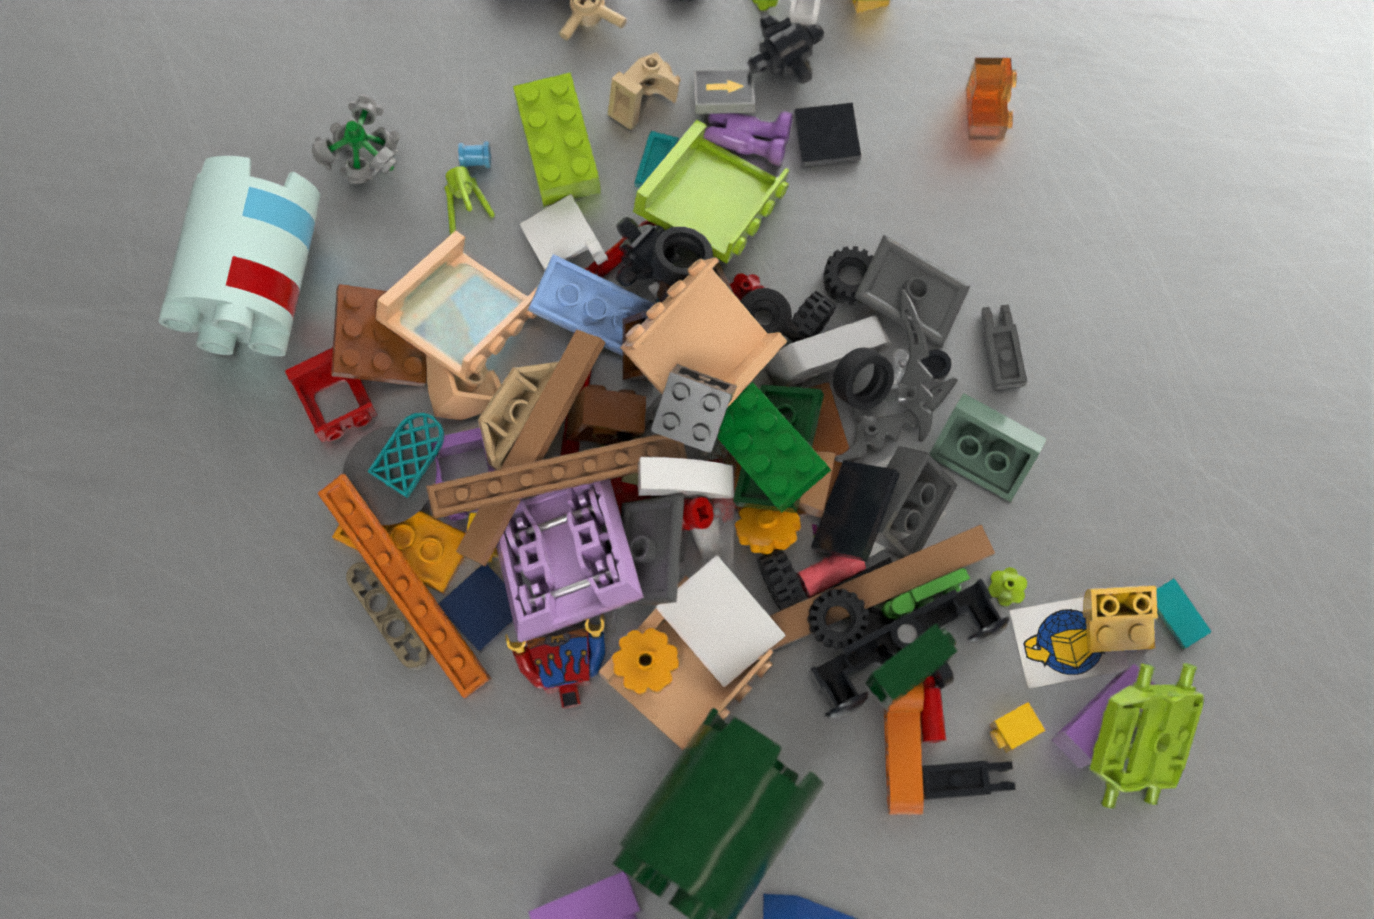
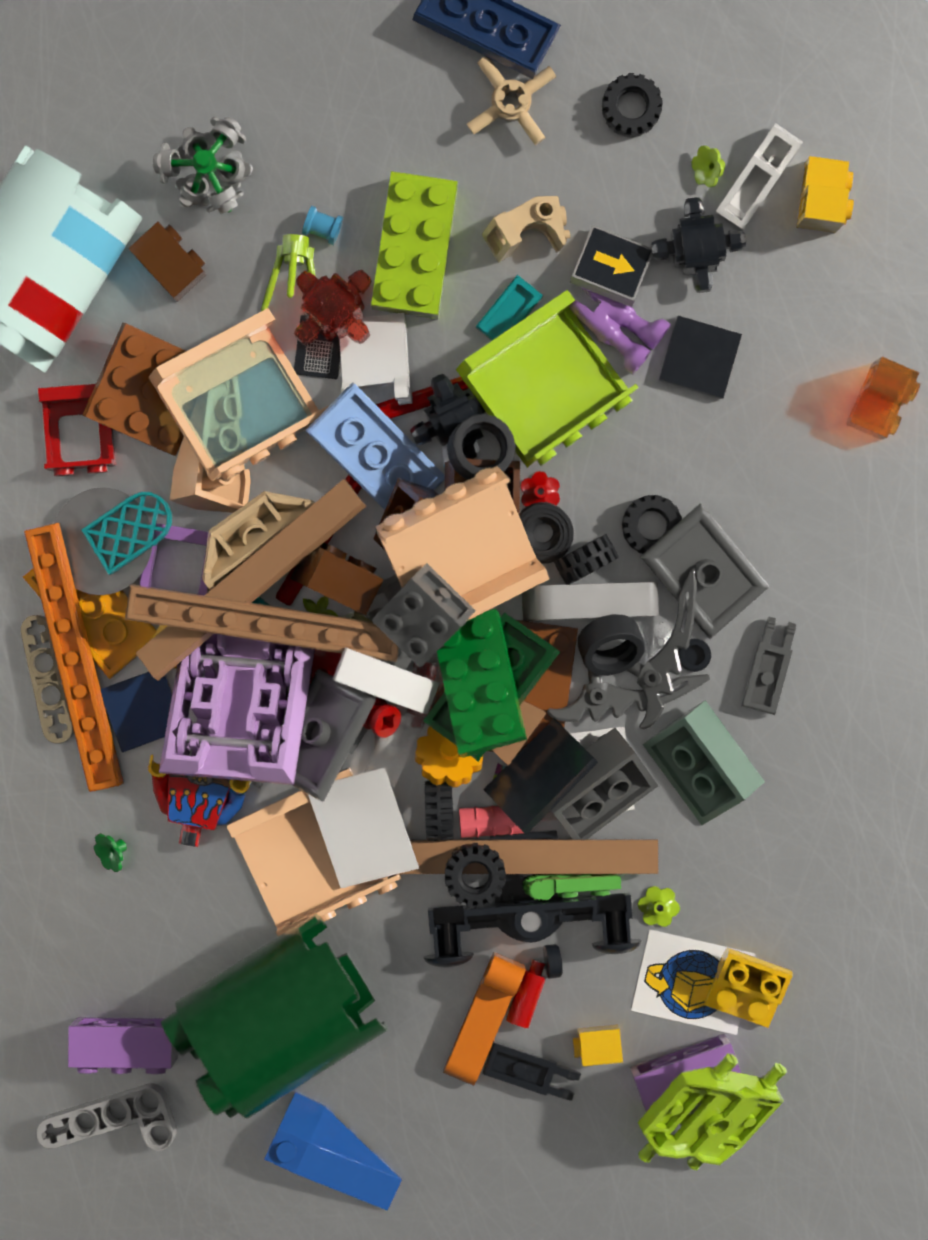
camera: 20 degrees right, 15 degrees up
(357, 231) = (168, 261): none -> reddish brown brick
(503, 743) = (110, 851): none -> green plant
(509, 210) = (332, 307): none -> clear red piece
(511, 252) = (319, 357): none -> black sticker
(640, 677) = (292, 838): light orange plant -> none
(911, 665) = (515, 961): dark green window -> none
(1180, 615) = (809, 1004): teal tile -> none

